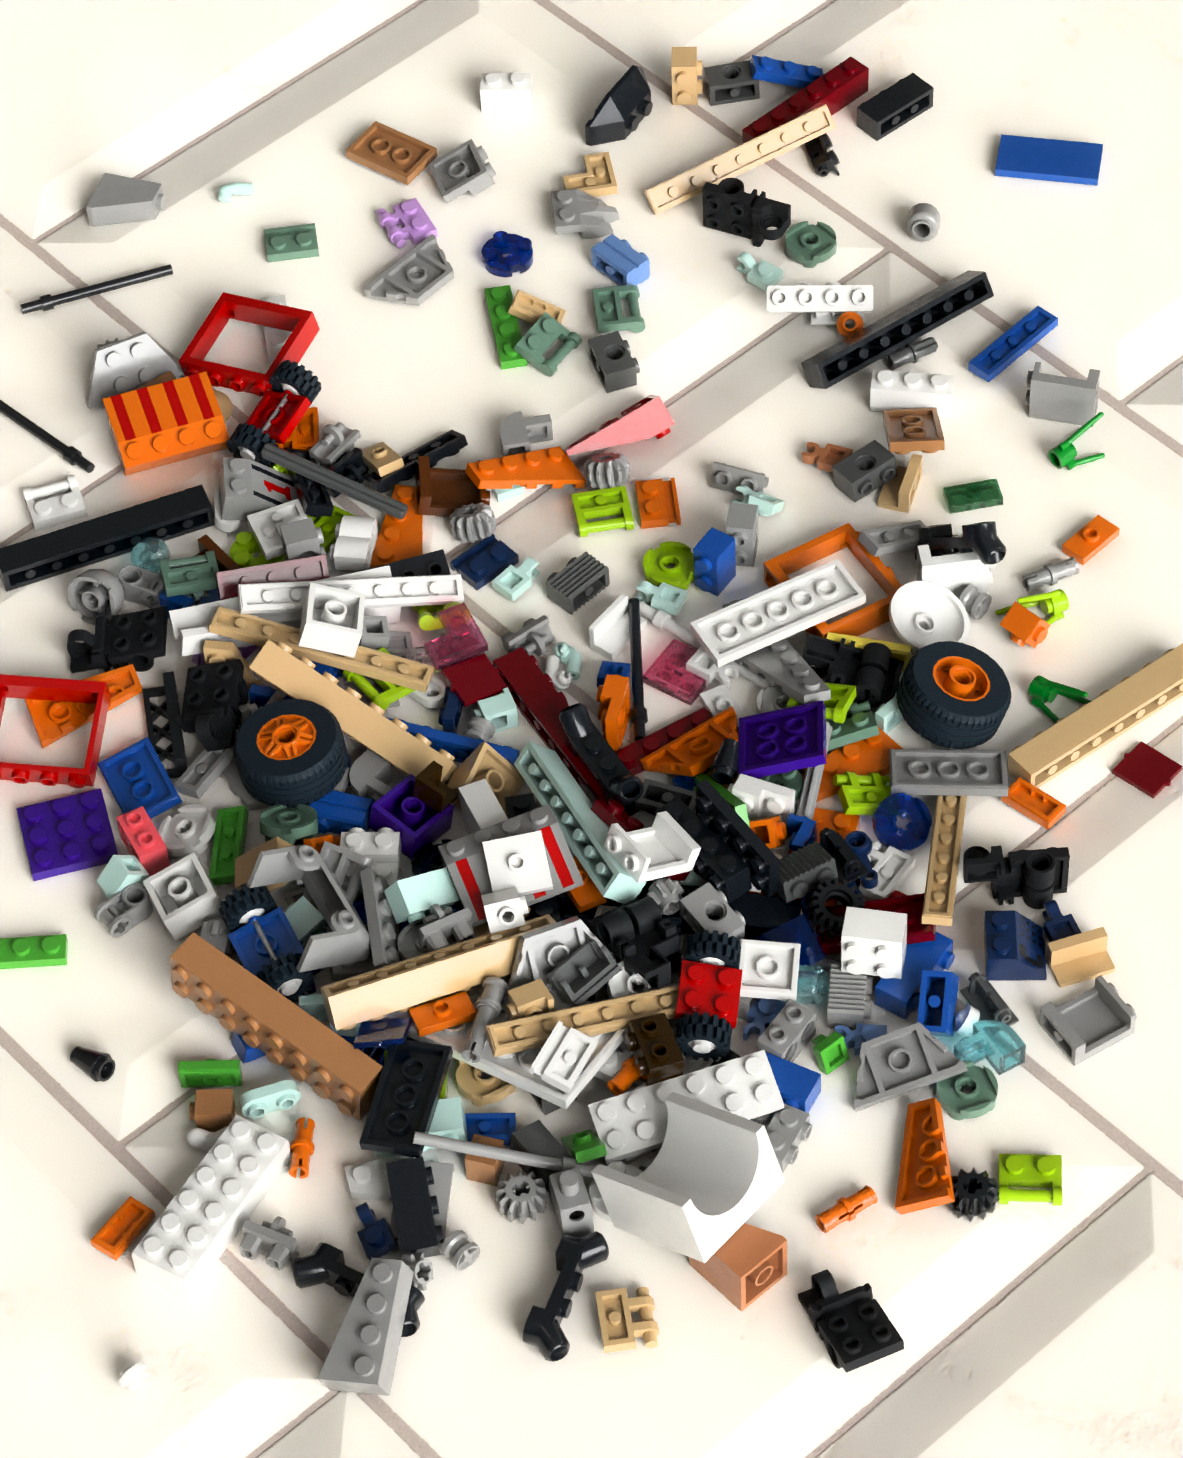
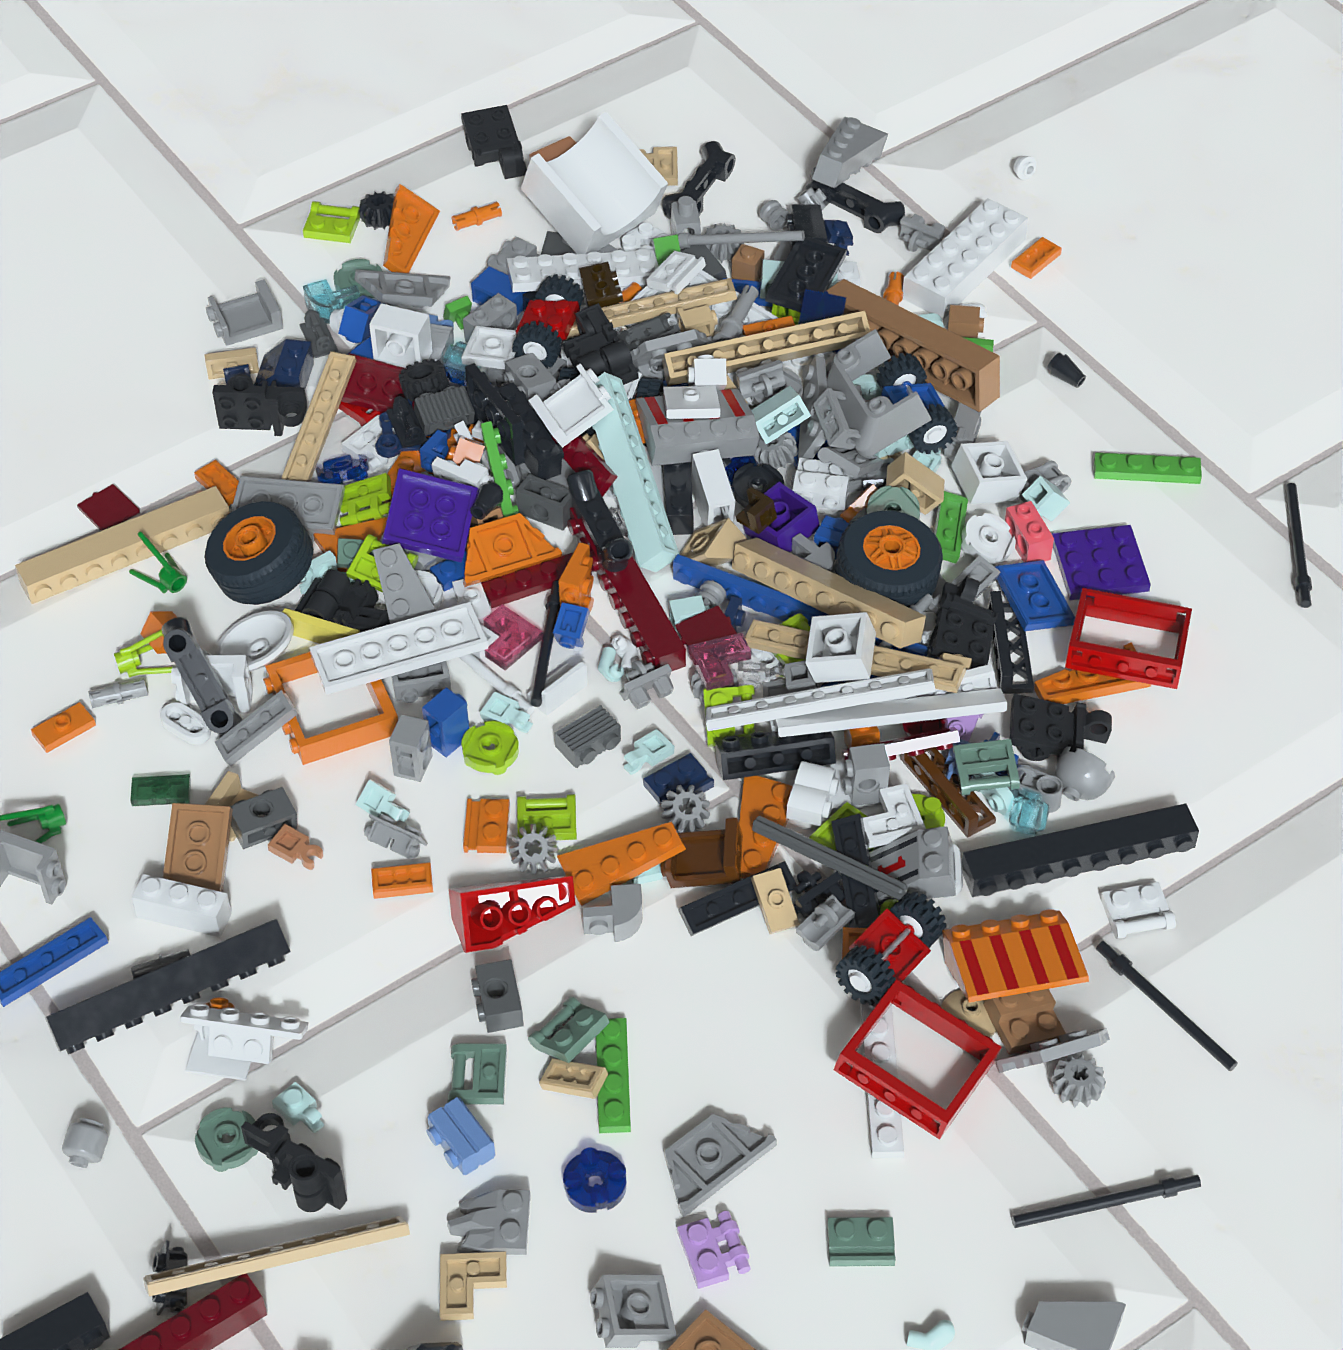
camera: 175 degrees left, 0 degrees up
(353, 874) = (834, 421): none -> light grey hinge
(722, 443) = (402, 880): none -> orange plate

